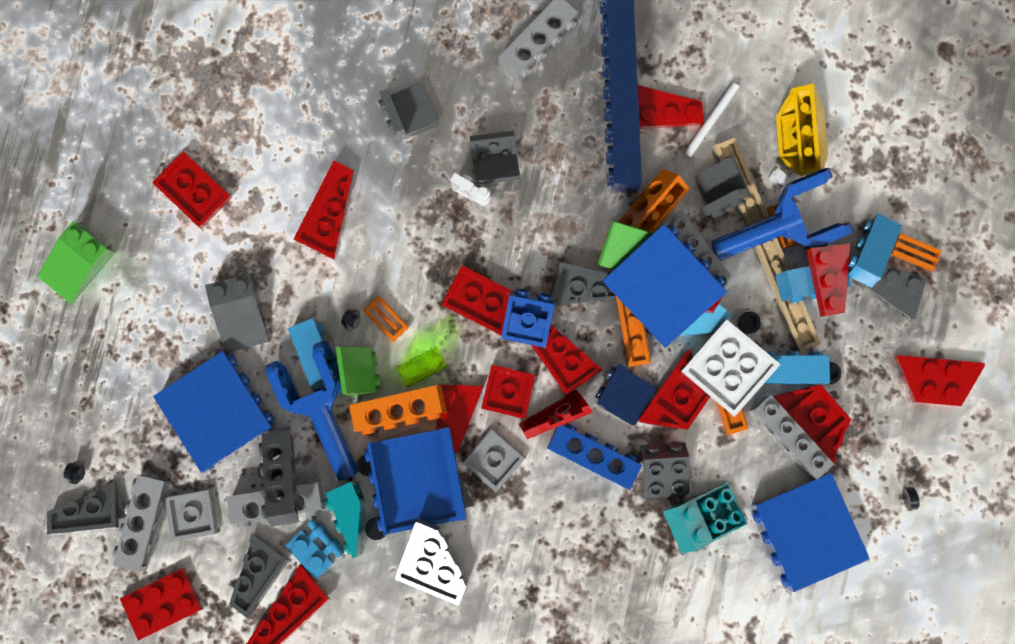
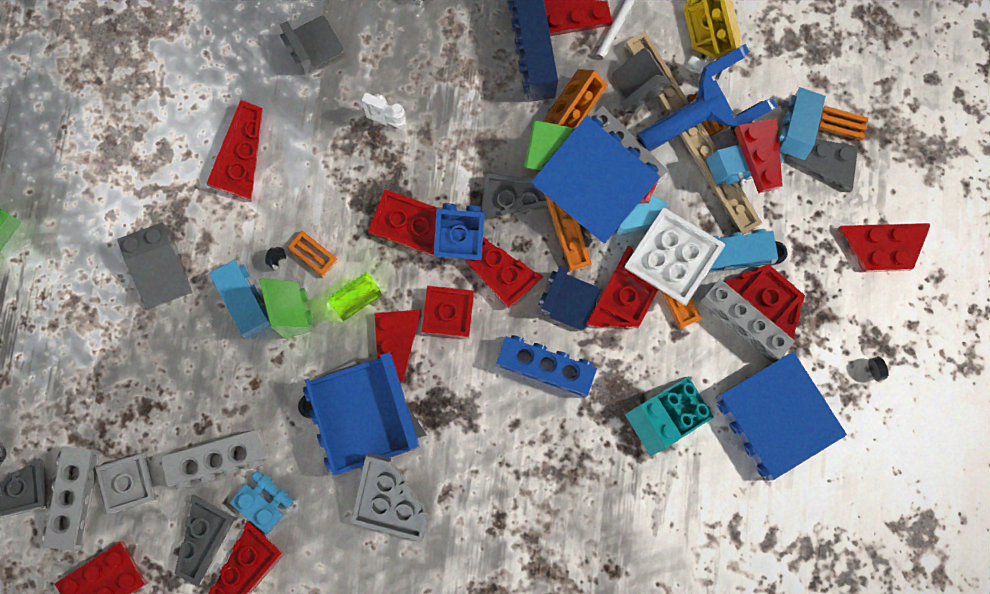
camera: 15 degrees left, 5 degrees down
(192, 190) = (96, 147): red plate -> none
(214, 411) = (139, 369): blue panel -> none
(285, 510) = (213, 412): dark grey brick -> none
(317, 406) = (249, 350): blue piece -> none
(349, 509) = (295, 458): teal slope -> none
(363, 412) = (298, 350): orange brick -> none
(372, 530) = (322, 475): black tile -> none
(493, 460) = (441, 384): light grey tile -> none
(494, 157) = (405, 77): dark grey bracket -> none
(559, 413) = (500, 328): red wing -> none
(665, 469) = (622, 371): dark grey bracket -> none
(748, 323) = (687, 211): black tile -> none

